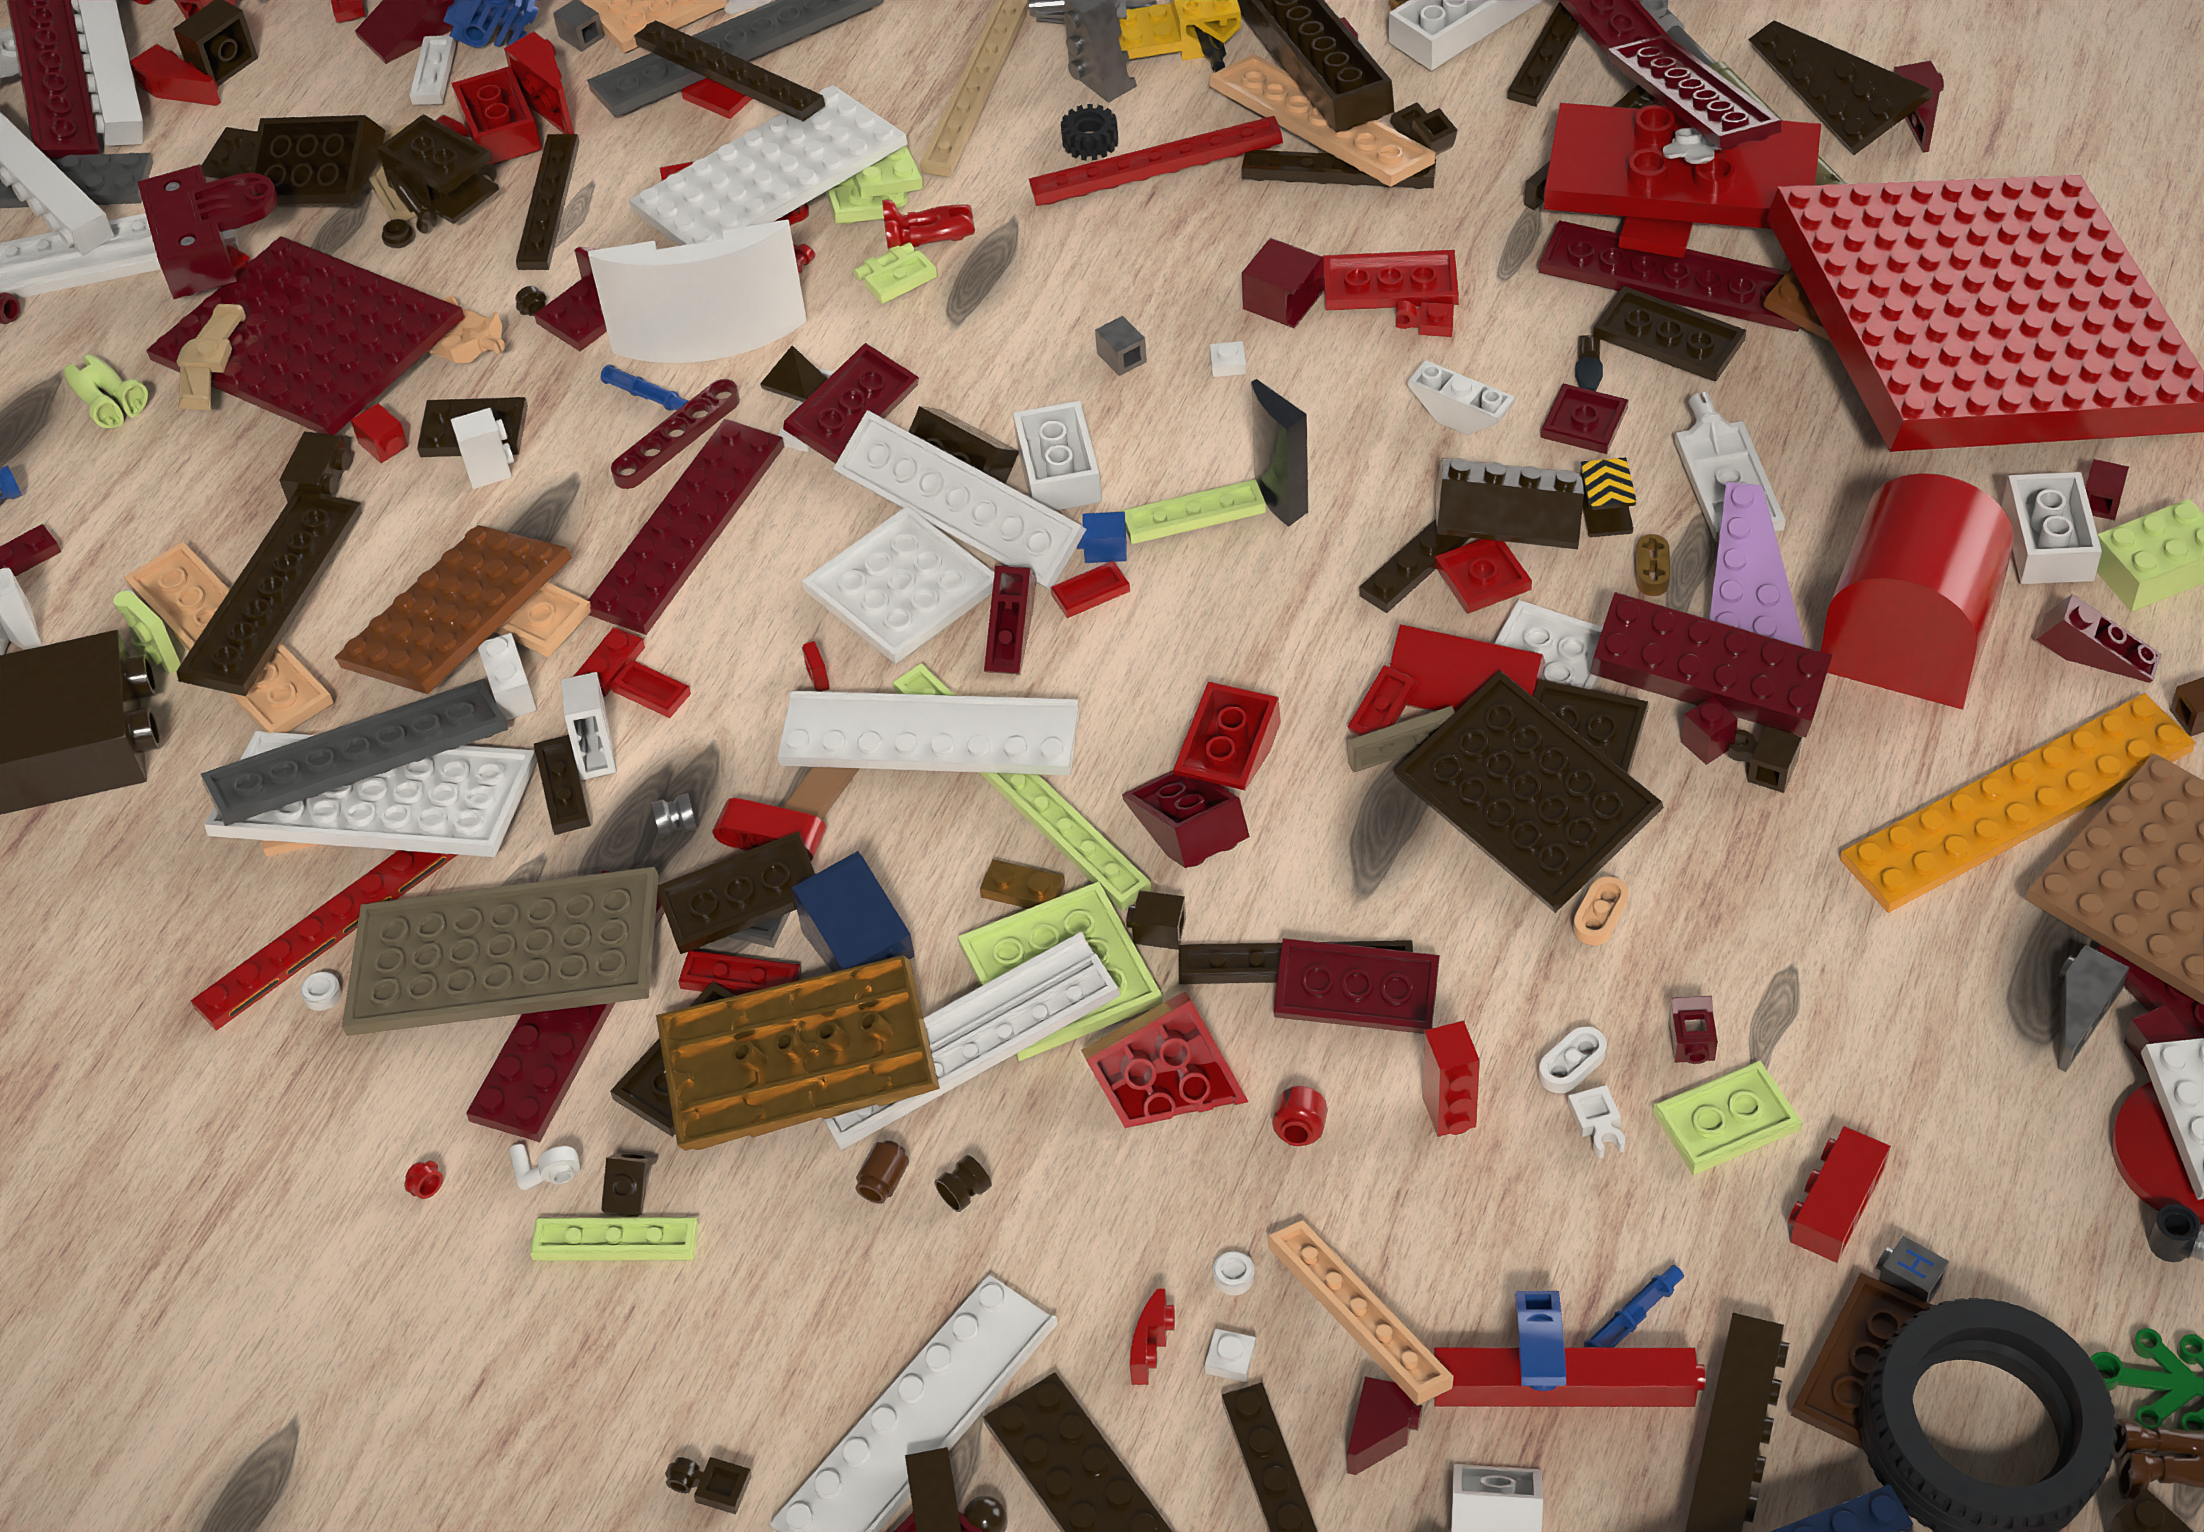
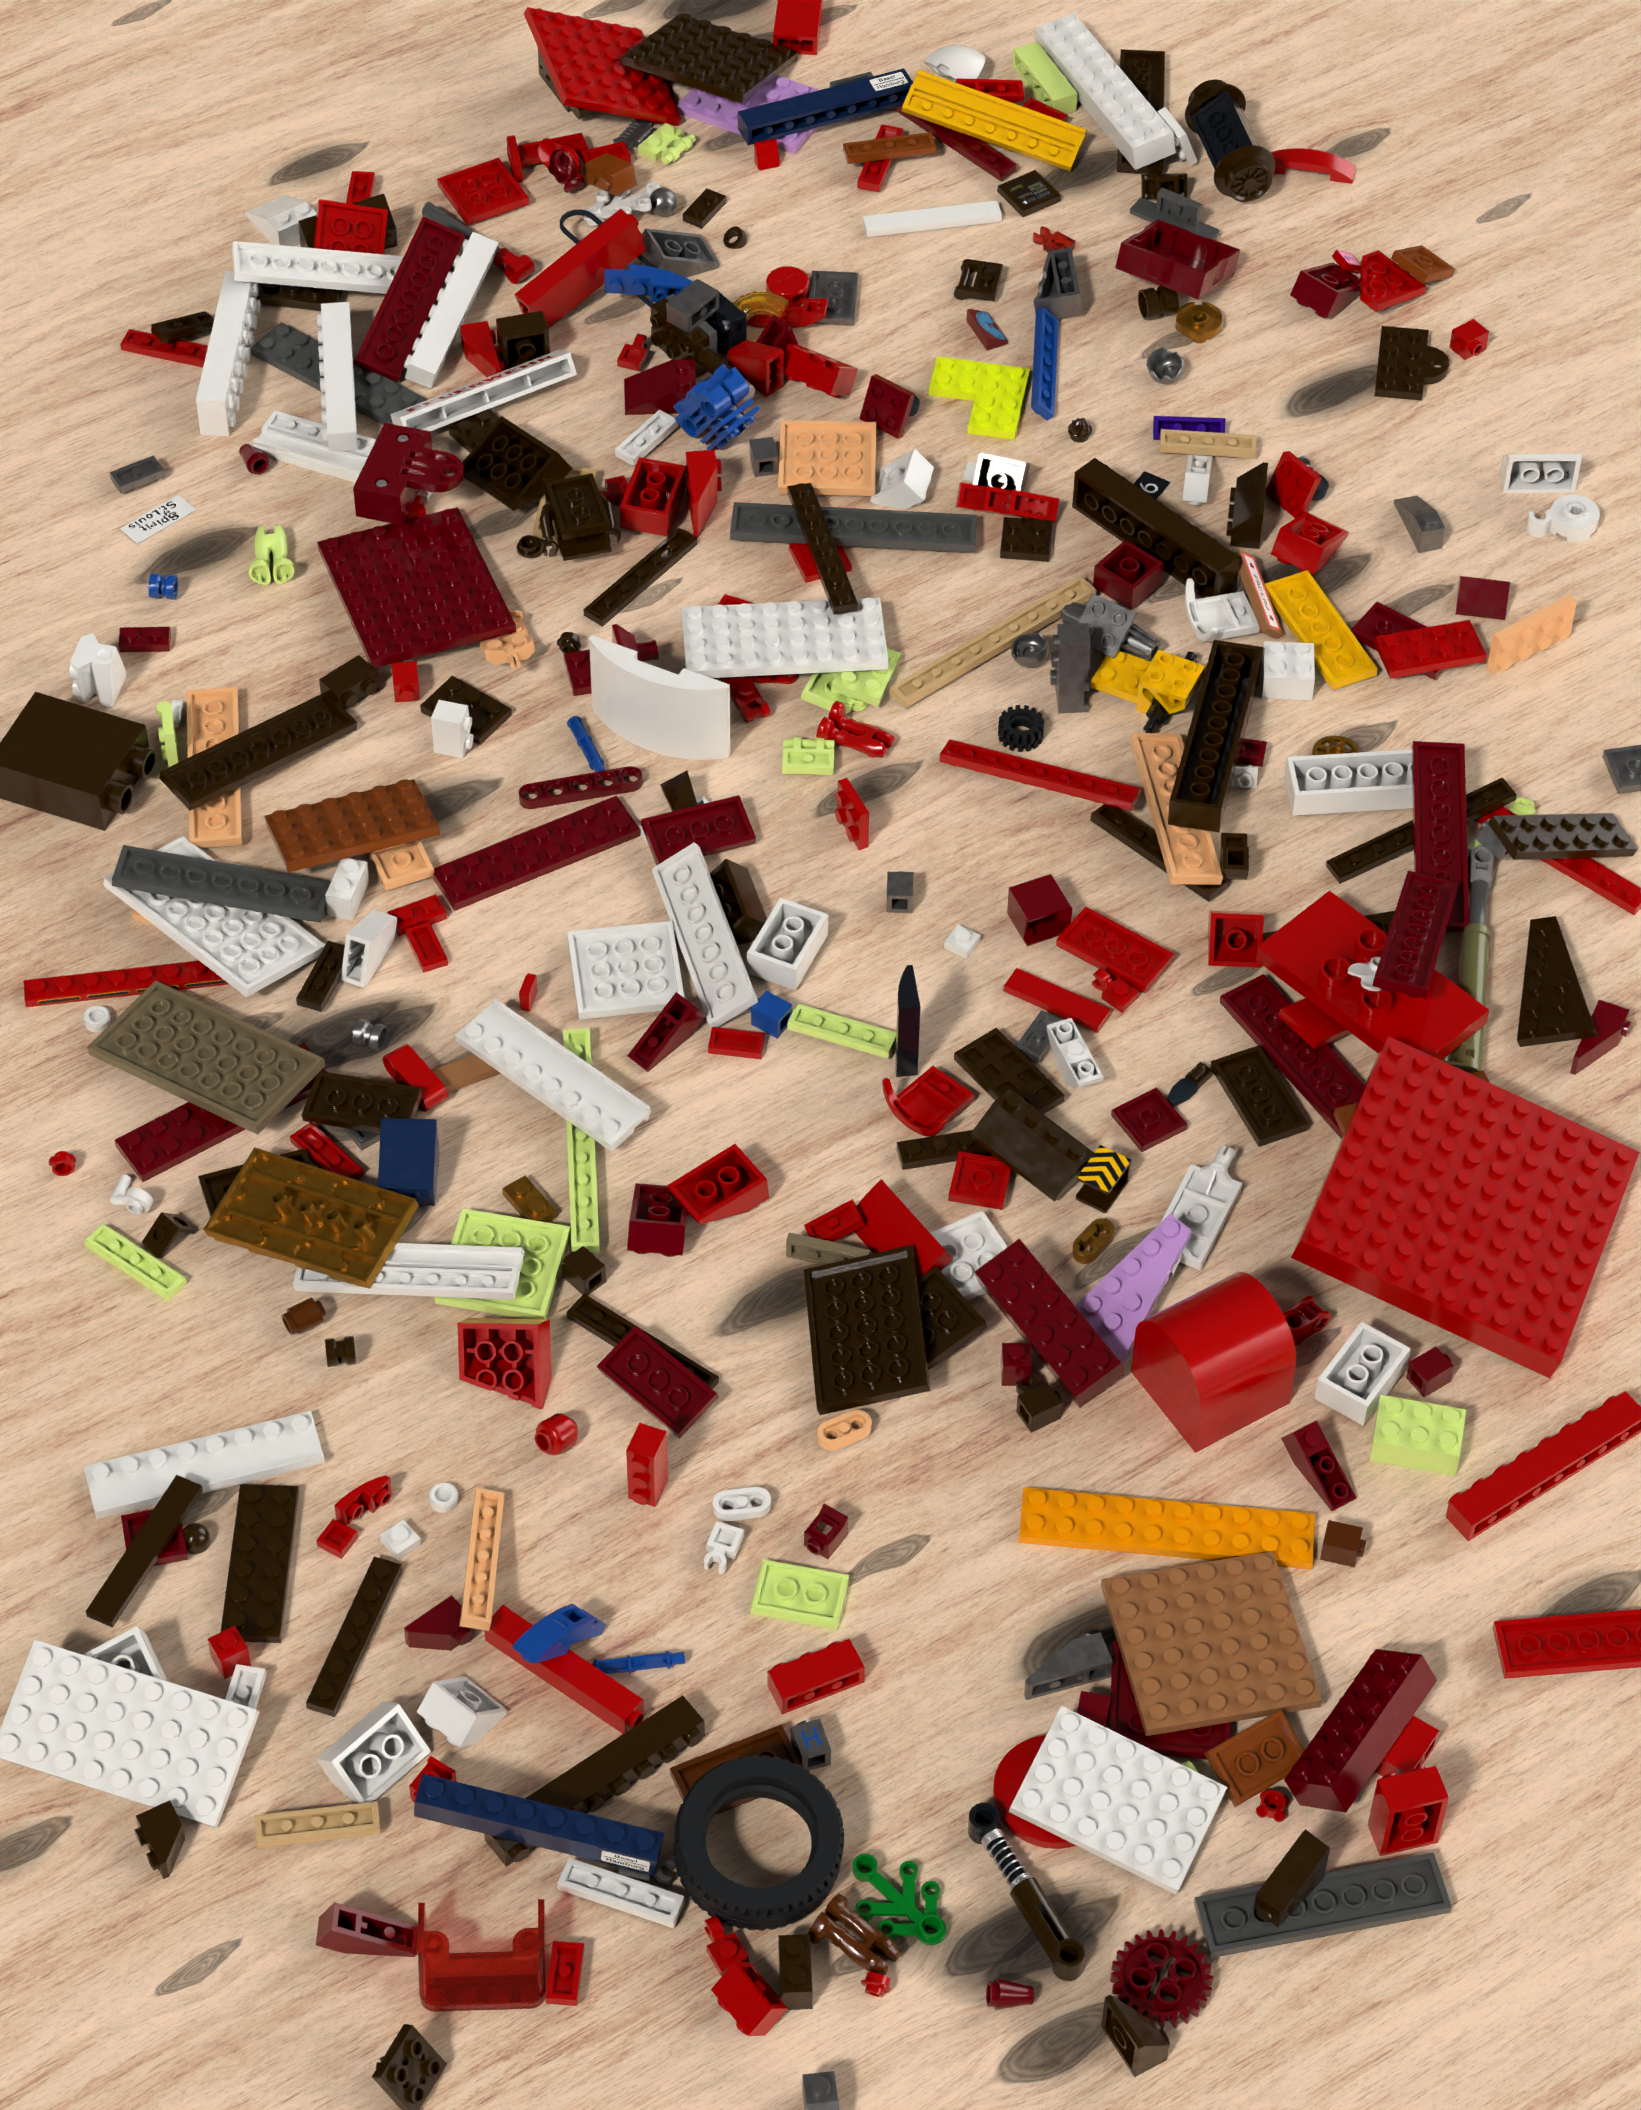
camera: 30 degrees right, 0 degrees up
(206, 355) = (342, 568): tan plate -> none
(219, 107) = (487, 392): none -> white brick
(718, 1487) = (73, 1427): dark brown plate -> none
(1004, 295) = (852, 814): none -> red plate
(1029, 57) = (1030, 650): none -> flat silver hair
(1155, 1404) = (337, 1538): none -> red tile
(1354, 529) = (928, 1102): none -> red piece
(1377, 359) = (1056, 1000): none -> red tile
(1399, 402) = (1035, 1040): none -> flat silver plate
(1400, 454) = (1001, 1066): none -> dark brown plate
(1497, 204) = (1234, 938): none -> red slope

